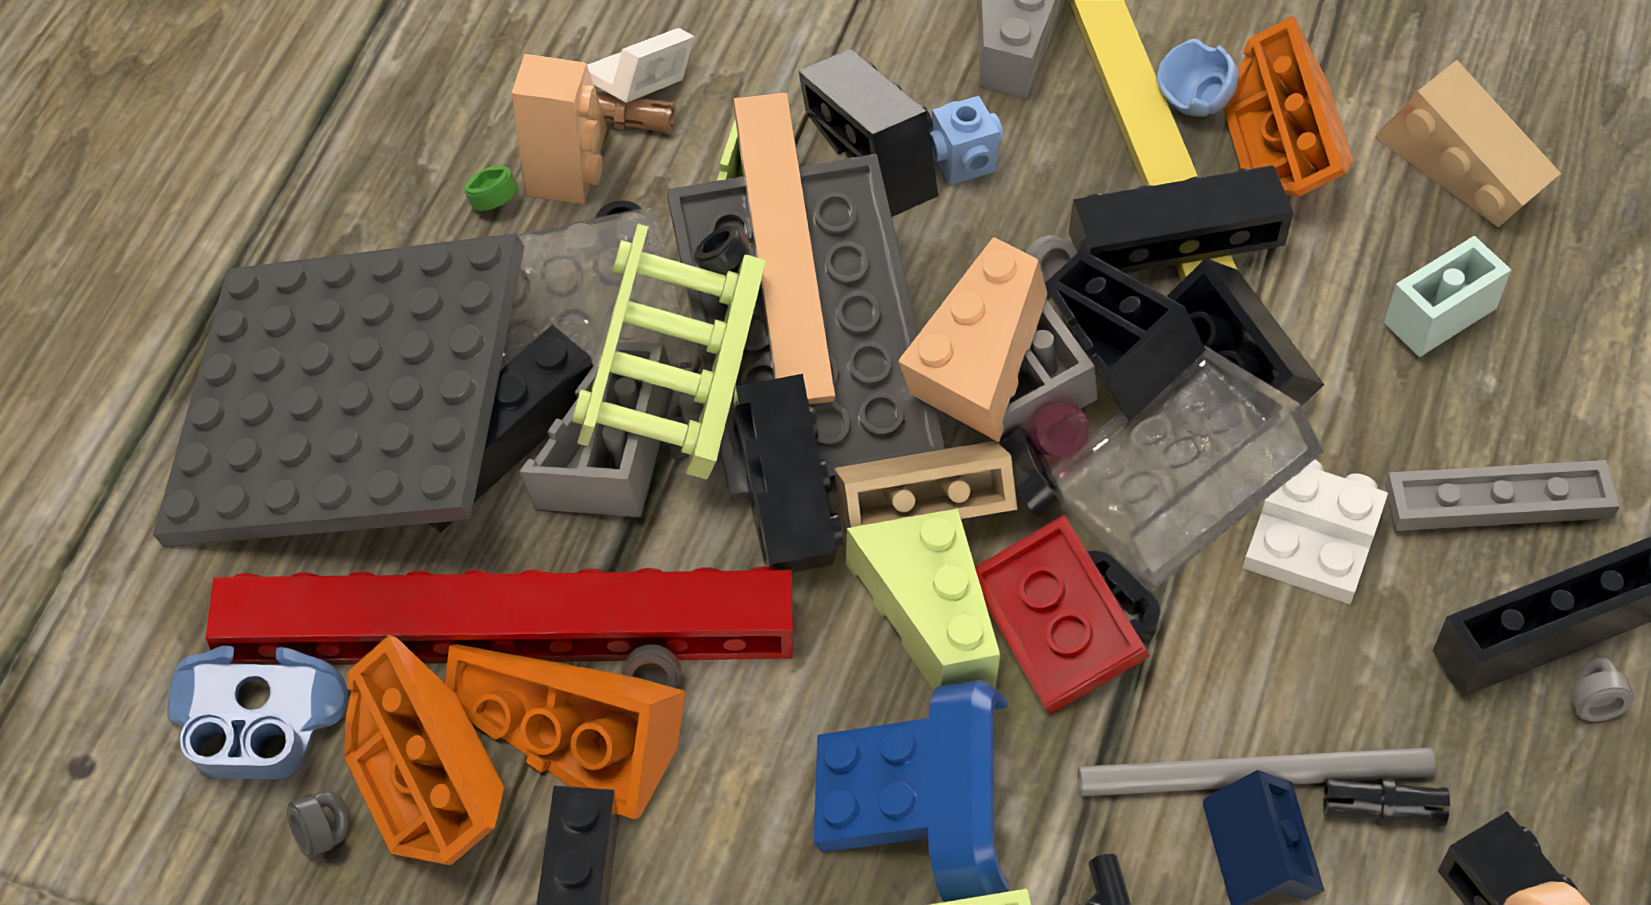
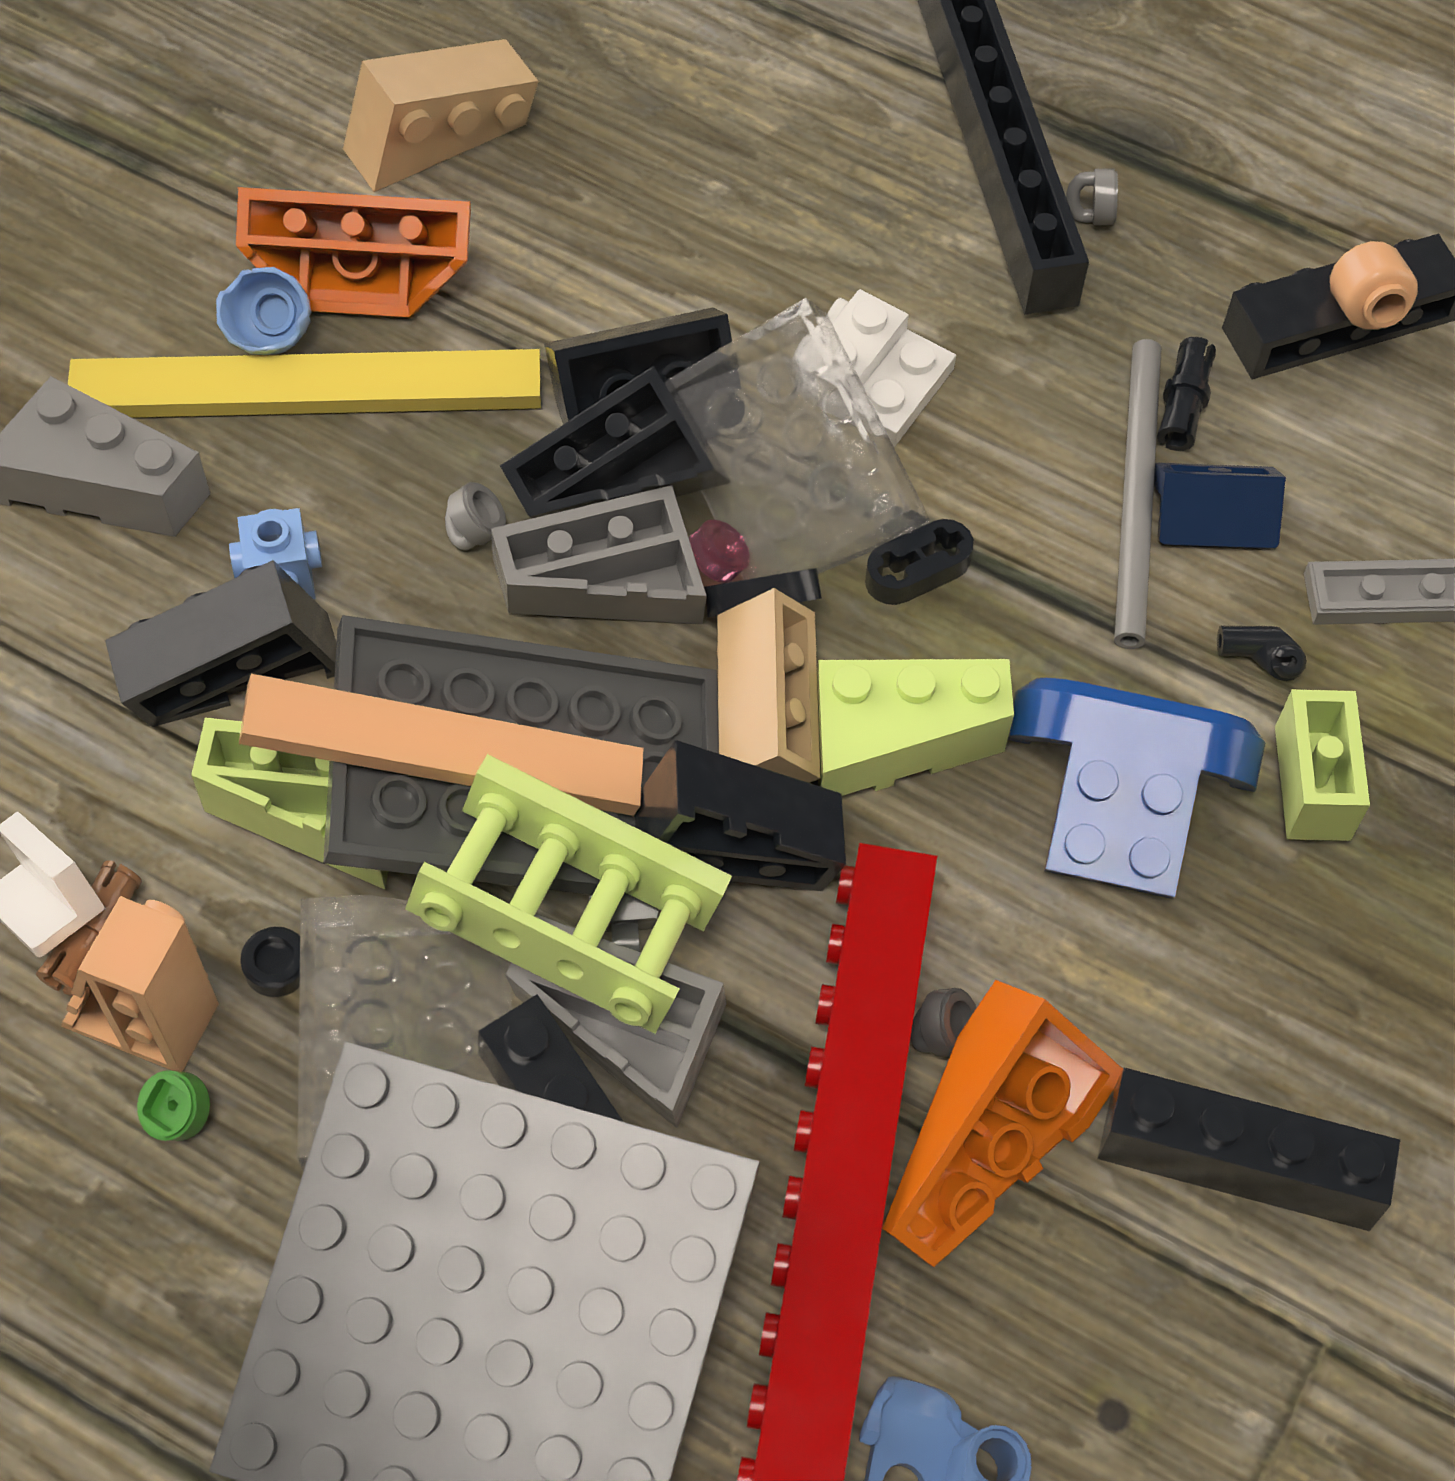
camera: 80 degrees left, 5 degrees up
(311, 826) = (1092, 1427): dark grey tile -> none
(417, 757) = (1045, 1288): orange wedge -> none
(722, 250) = (444, 806): black tile -> none
(978, 338) = (625, 575): light nougat wedge -> none
(1058, 615) = (941, 604): red tile -> none
(1183, 220) = (470, 375): black brick -> none
(1447, 296) = (631, 175): light aqua brick -> none
(1501, 495) = (866, 207): light grey plate -> none

